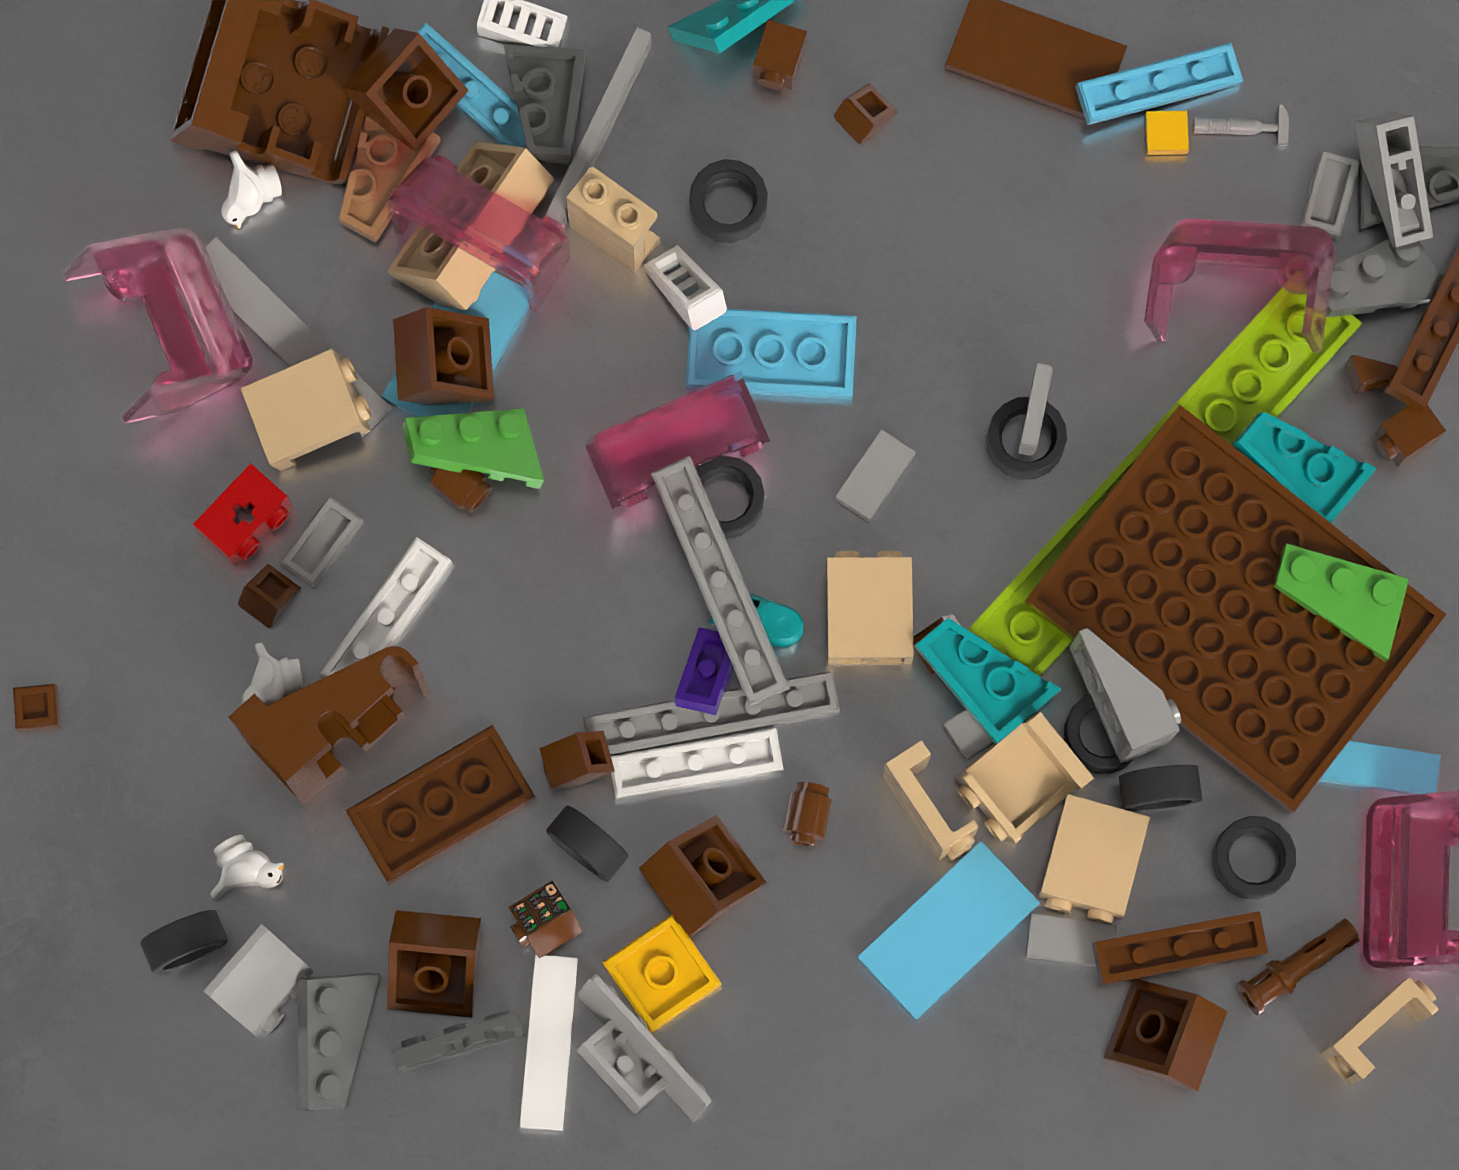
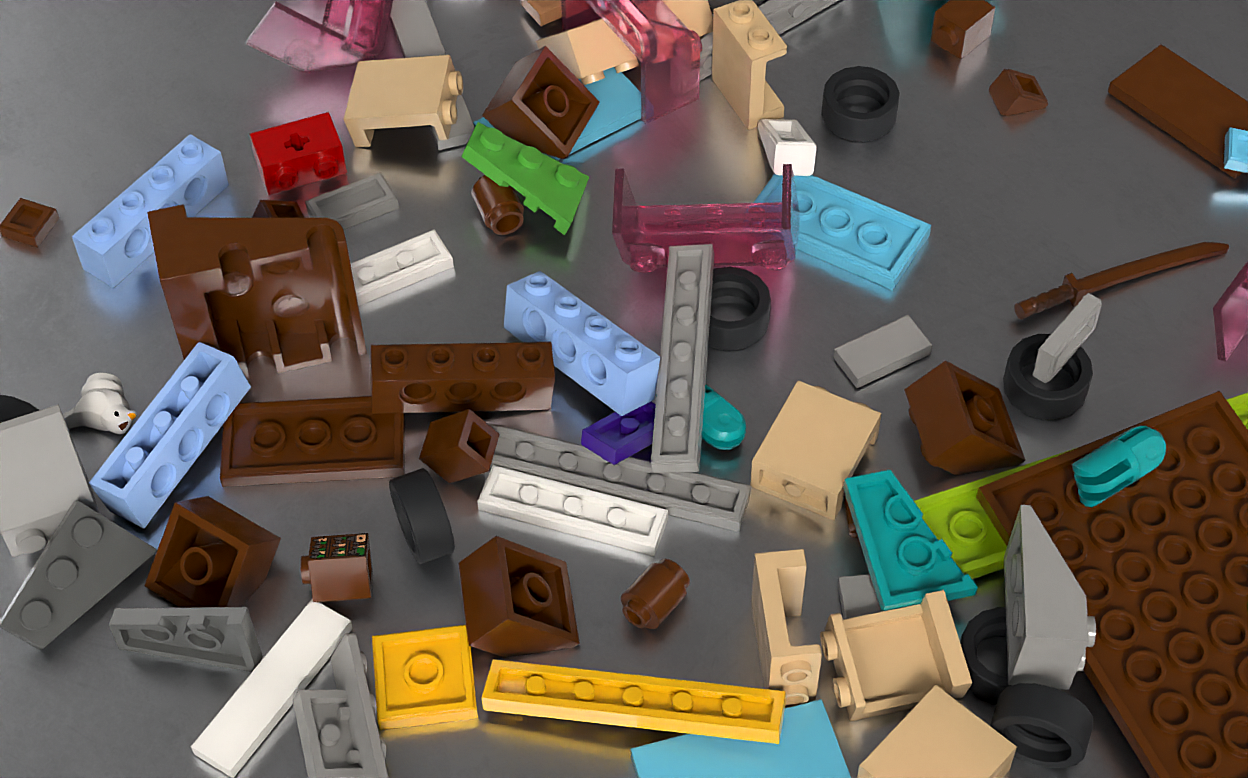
camera: 30 degrees right, 25 degrees down
(150, 646) = (121, 233): none -> light blue brick
(331, 871) = (170, 434): none -> light blue brick
(540, 692) = (461, 377): none -> reddish brown brick
(623, 607) = (583, 342): none -> light blue brick
(841, 919) = (635, 701): none -> yellow plate
(978, 523) = (962, 422): none -> reddish brown slope
(1010, 327) = (1074, 289): none -> reddish brown sword
(1130, 529) = (1118, 464): none -> teal arm

